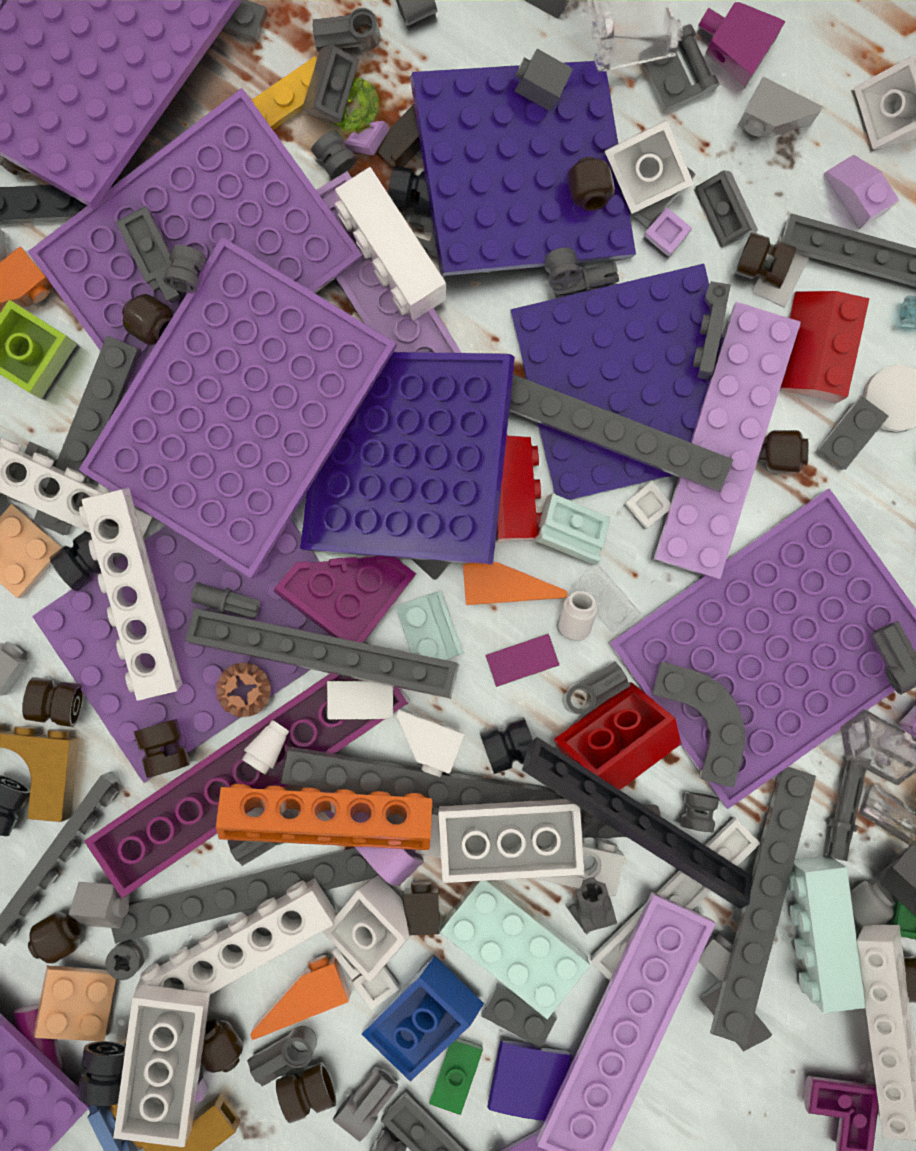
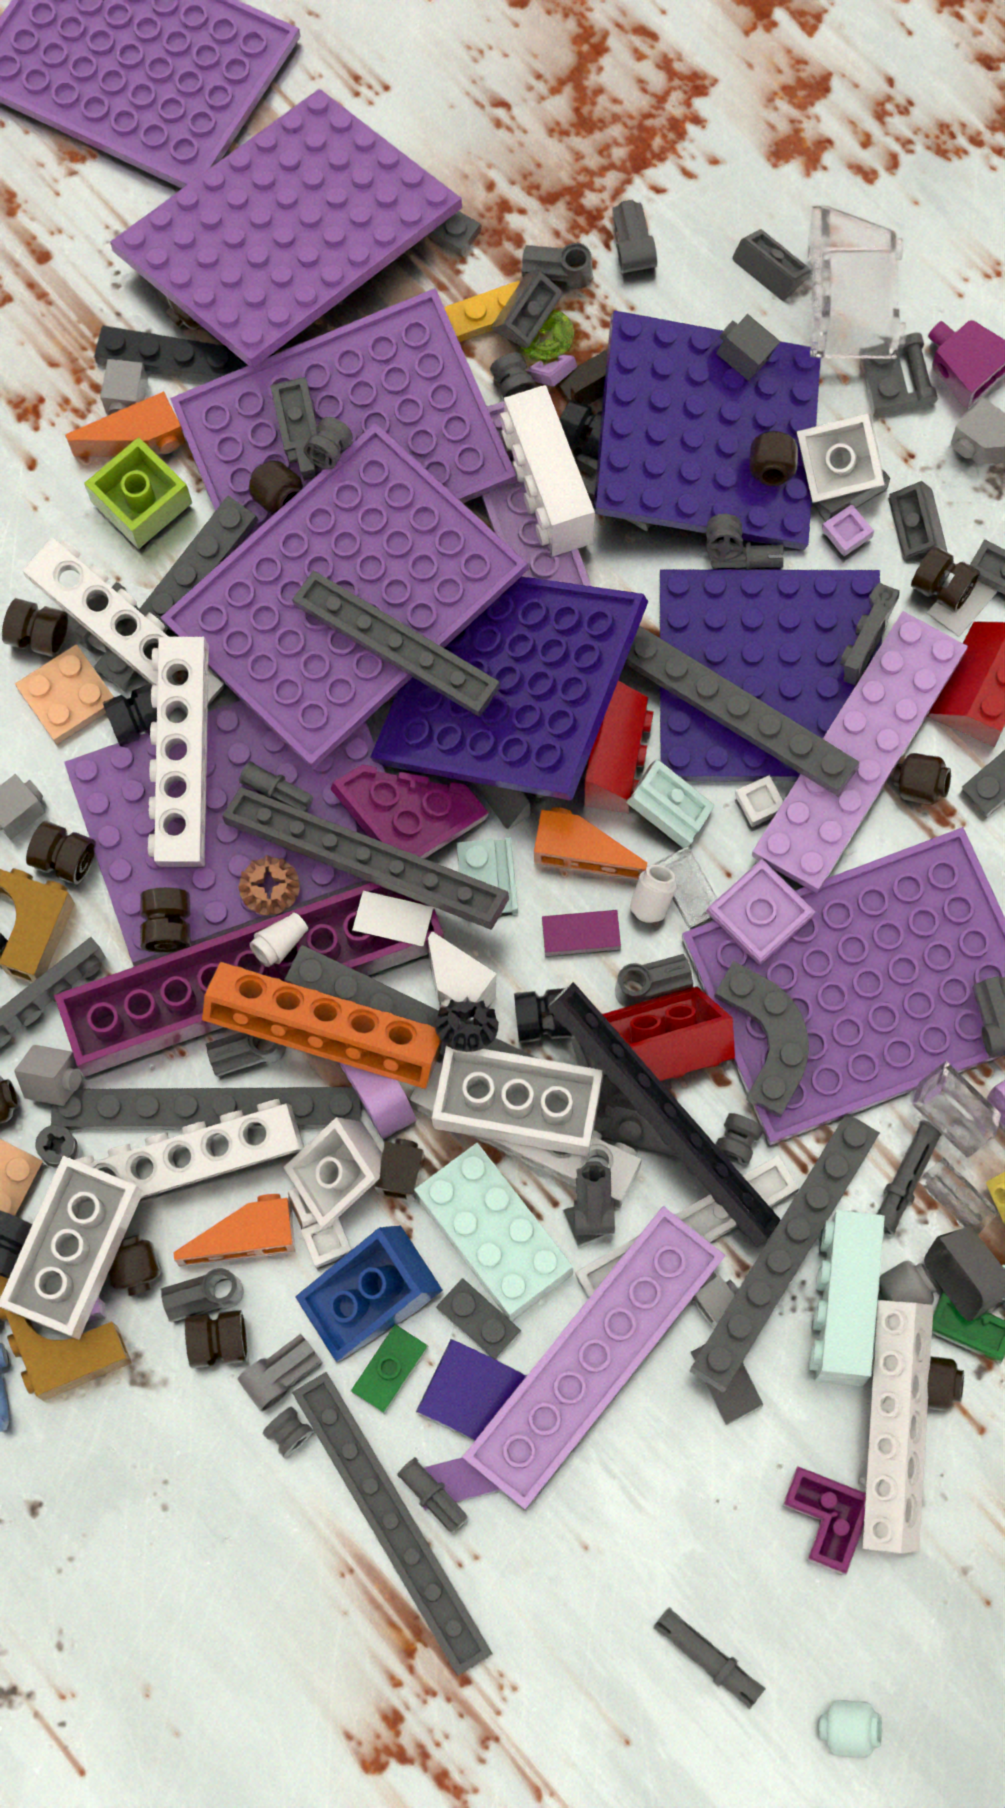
camera: 15 degrees right, 15 degrees down
(297, 450) = (396, 643): none -> dark grey plate
(460, 805) = (472, 1036): none -> black gear
(674, 609) = (760, 912): none -> lavender tile

